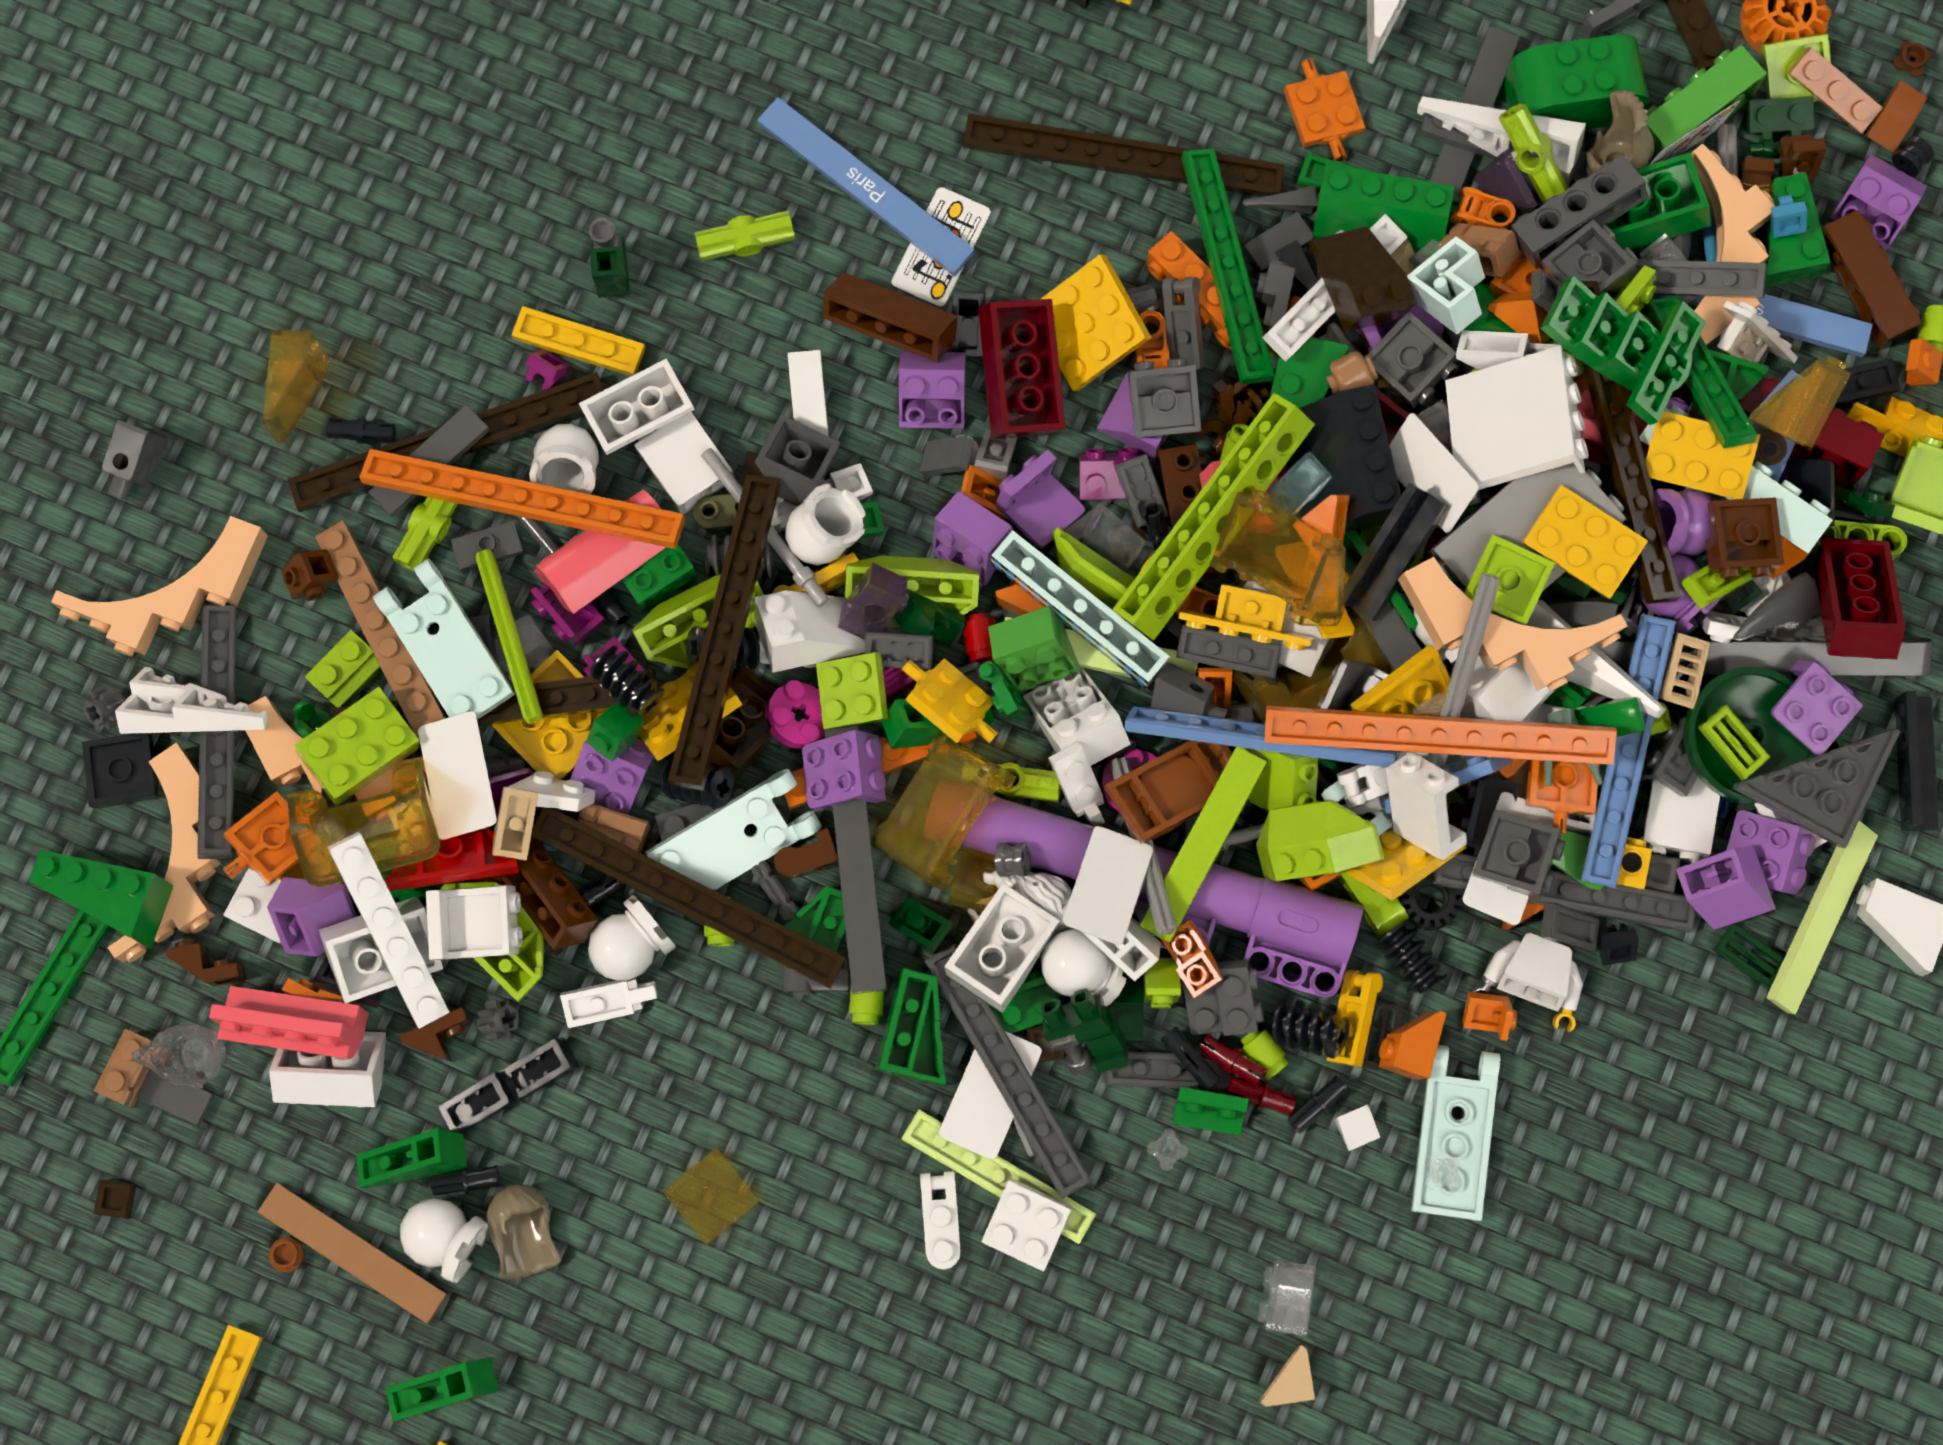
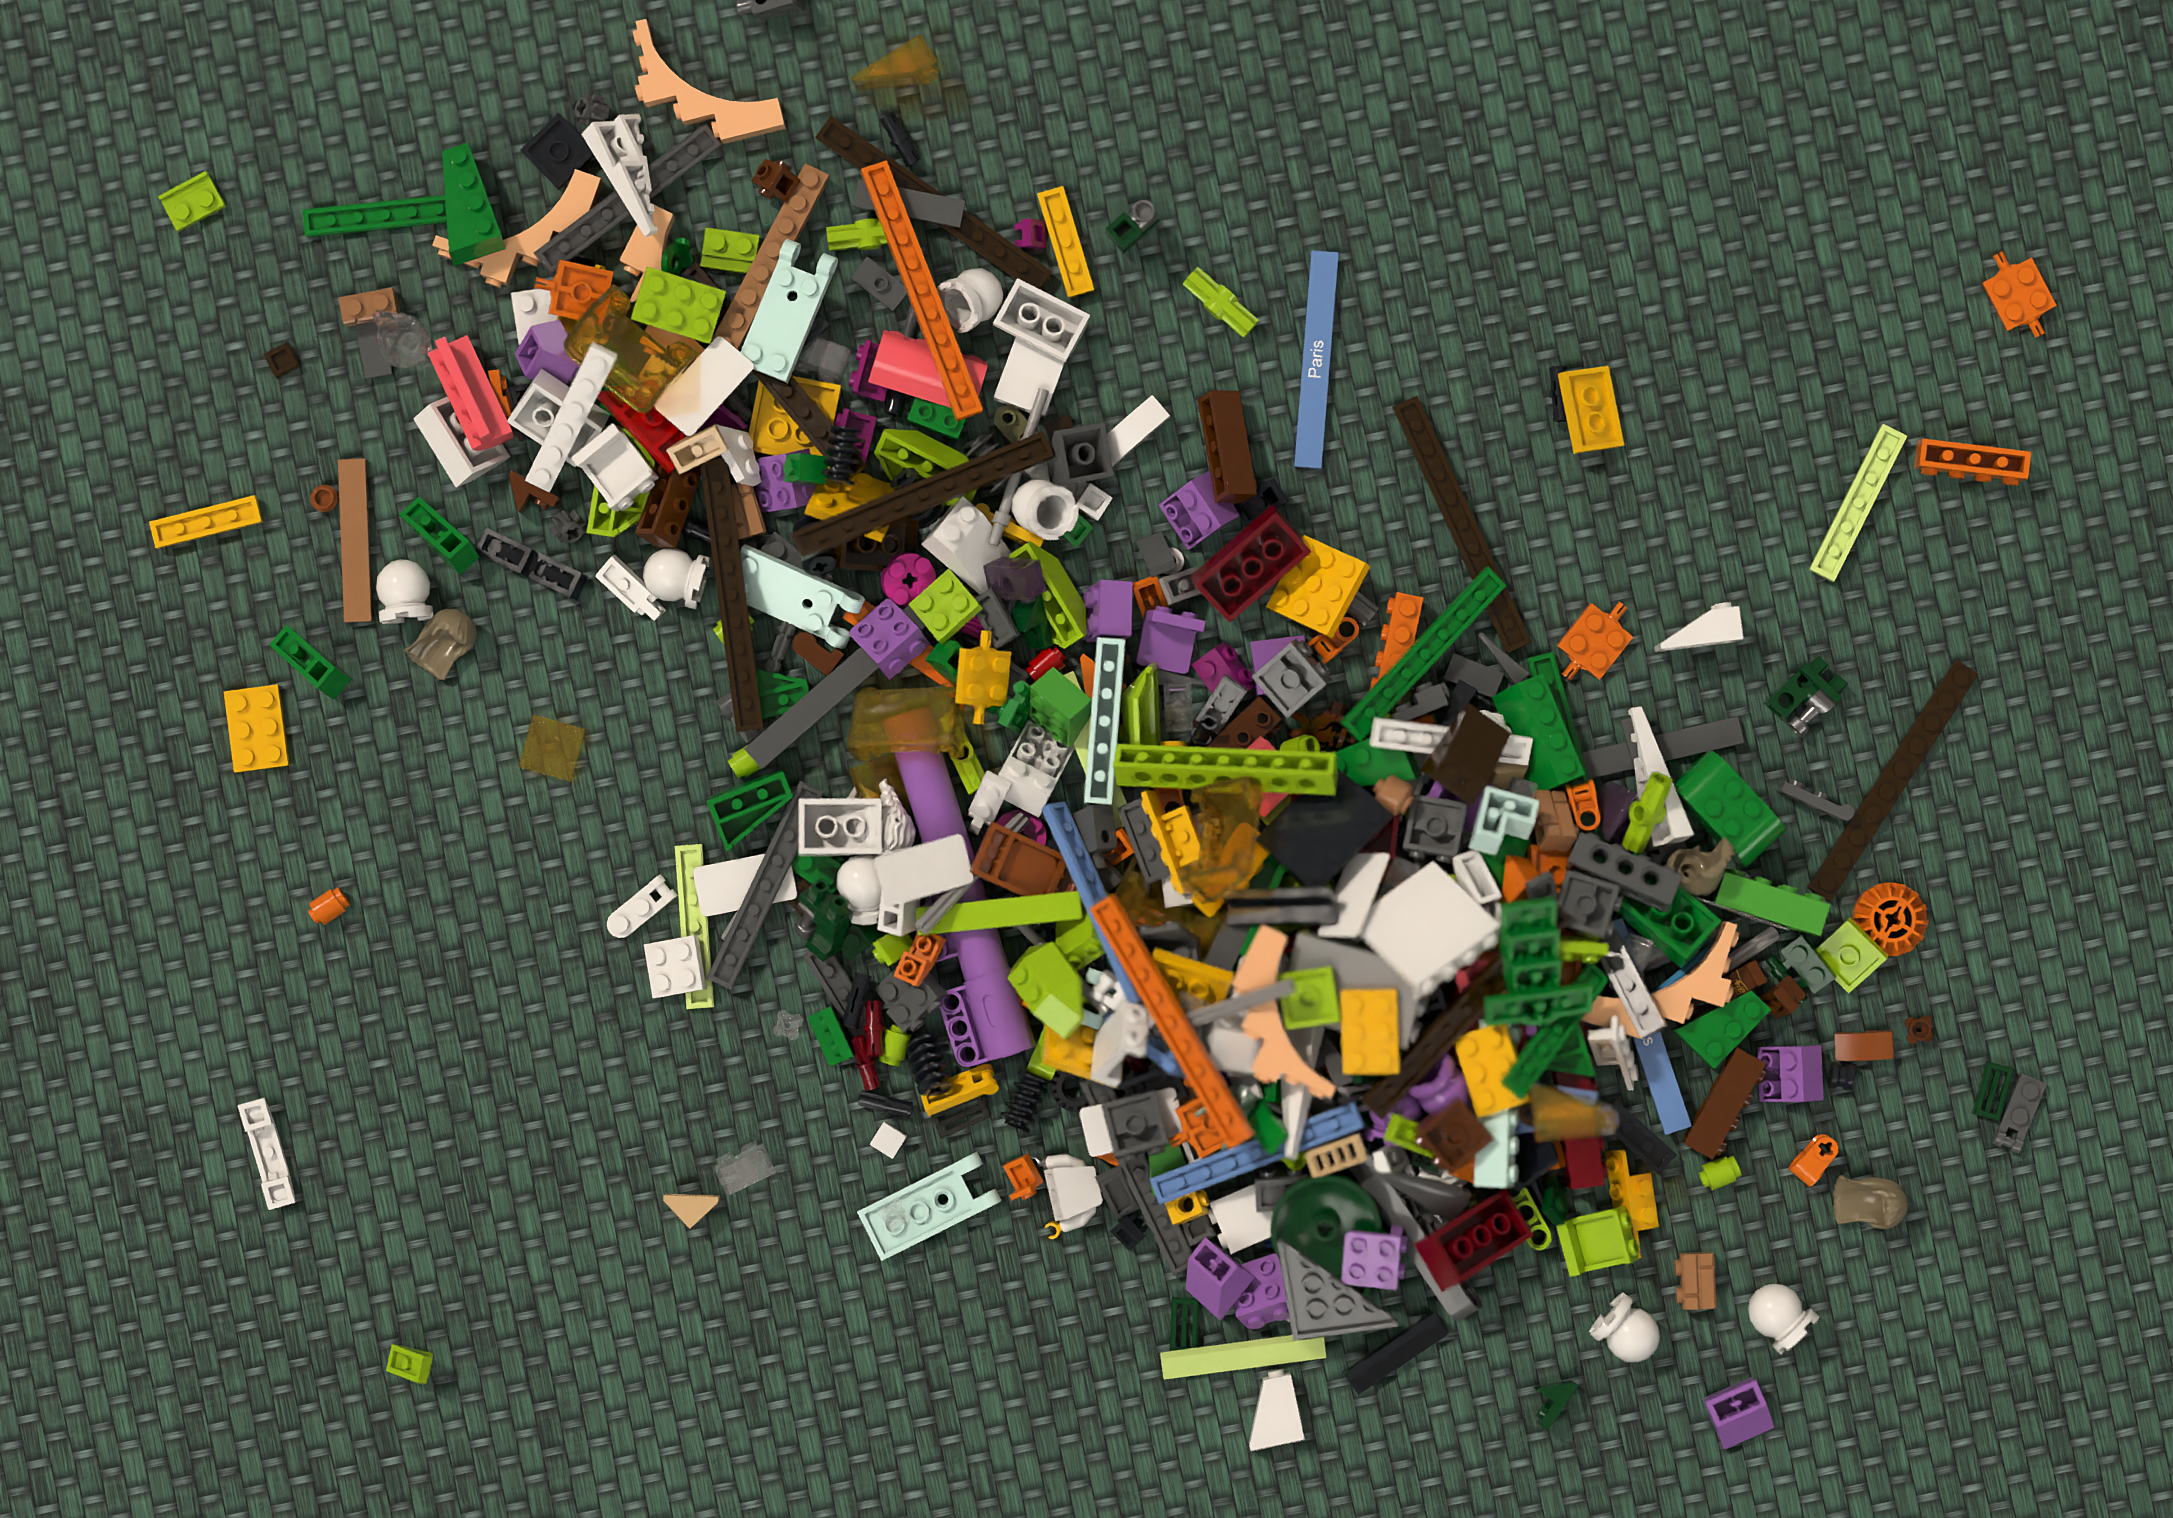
camera: 55 degrees right, 10 degrees up
(195, 959) = (468, 298): reddish brown slope -> none
(465, 1180) = (450, 580): black axle -> none
(508, 636) = (824, 348): lime axle -> none
(920, 924) = (822, 761): dark green slope -> none
(921, 274) = (1339, 443): white sticker -> none
(1012, 859) = (903, 793): dark grey wheel -> none
(1183, 320) = (1362, 651): dark grey plate -> none
(1300, 484) = (1285, 812): clear light blue slope -> none
(1330, 515) = (1270, 851): orange slope -> none
(1413, 1046) = (966, 1140): orange slope -> none
(1707, 730) = (1314, 1198): lime tile -> none
(1788, 217) = (1722, 1019): dark azure tile -> none
(1834, 90) = (1851, 990): nougat plate -> none
(1923, 363) = (1686, 1178): orange bracket -> none

